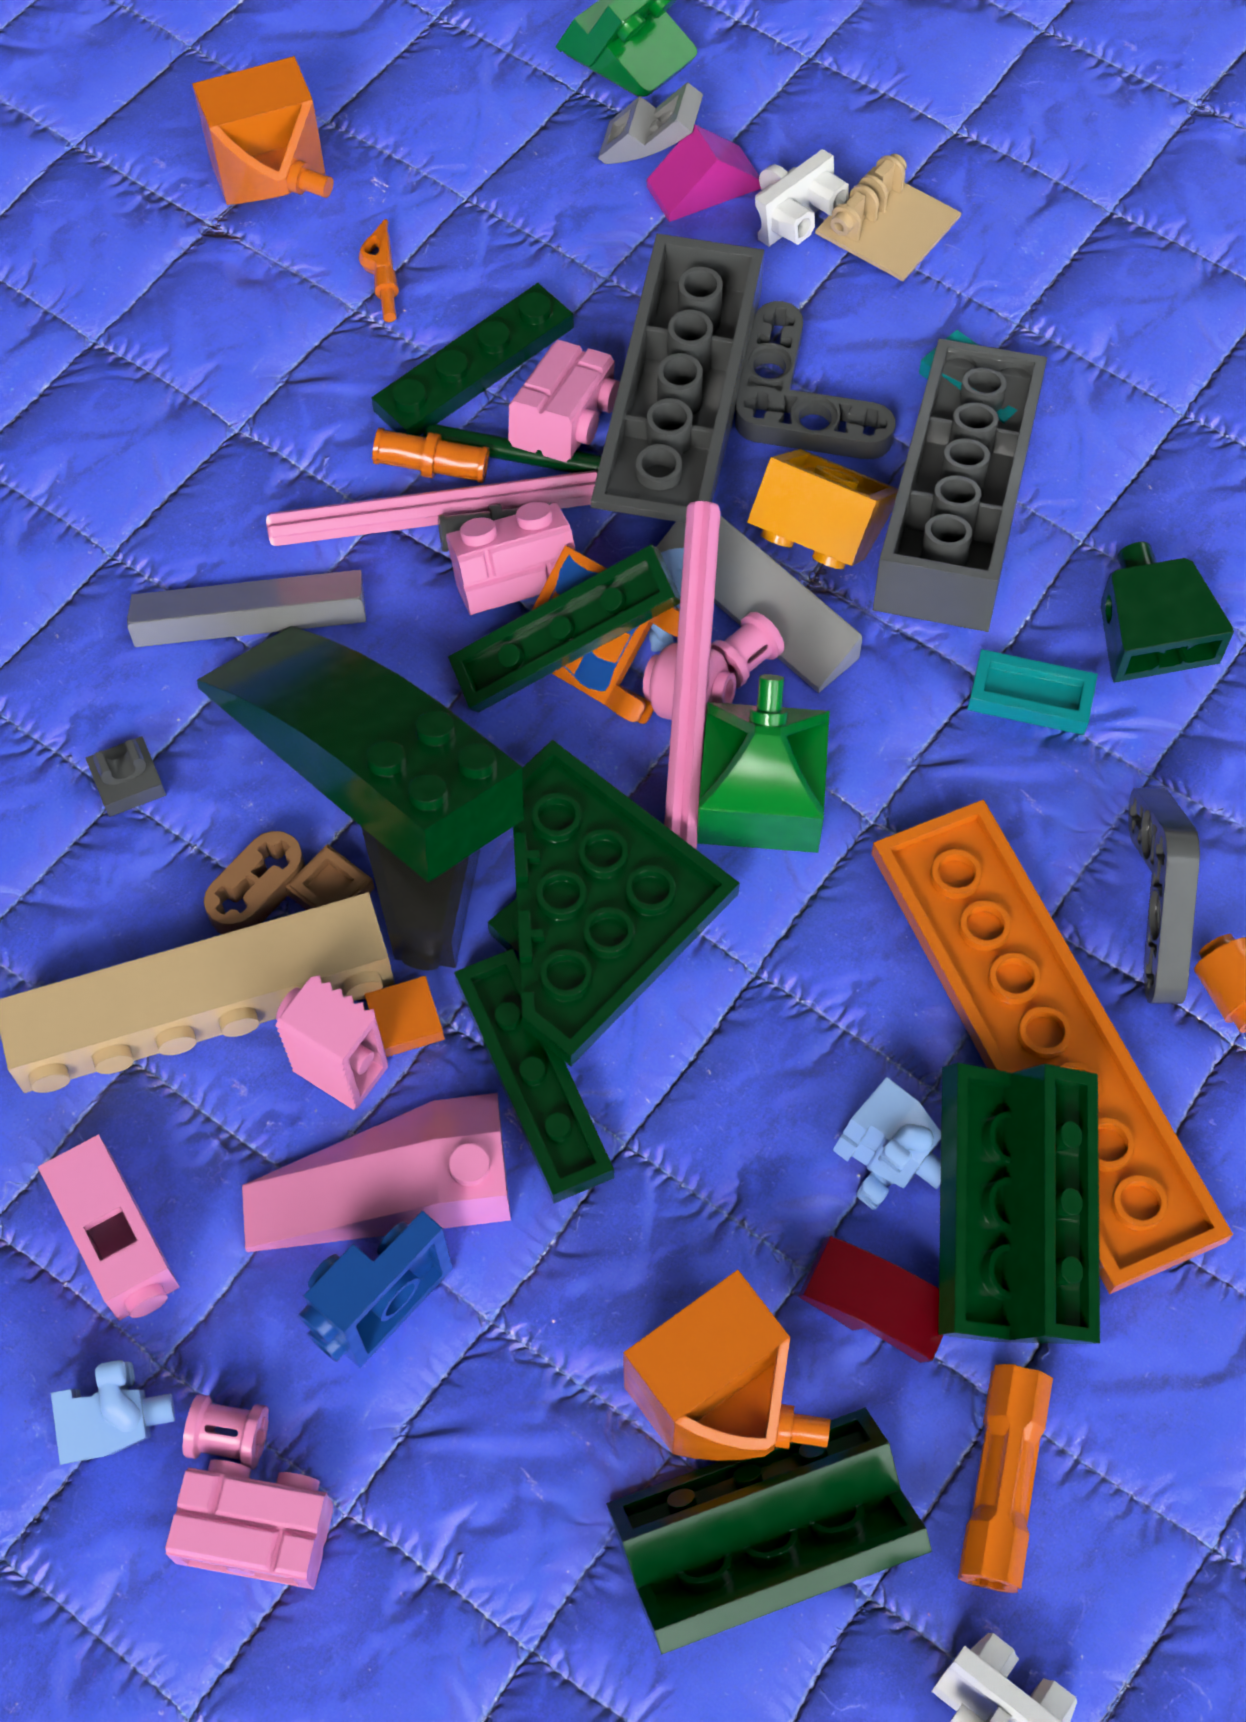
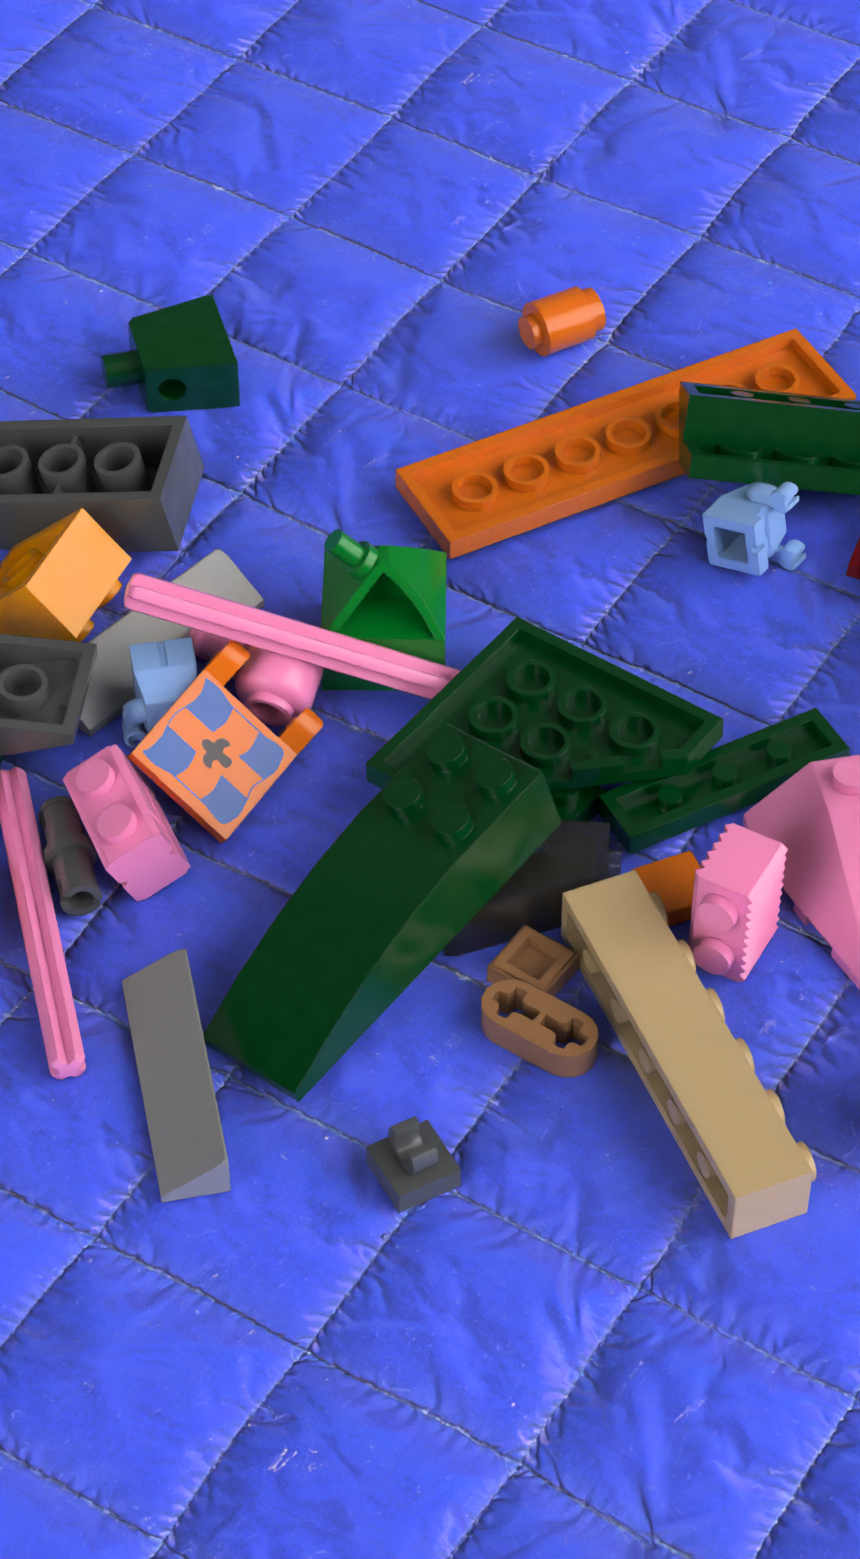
camera: 95 degrees left, 15 degrees down
(565, 628) = (234, 756): dark green plate -> none
(1032, 692) = (259, 452): teal tile -> none
(1172, 853) = (471, 329): beam -> none

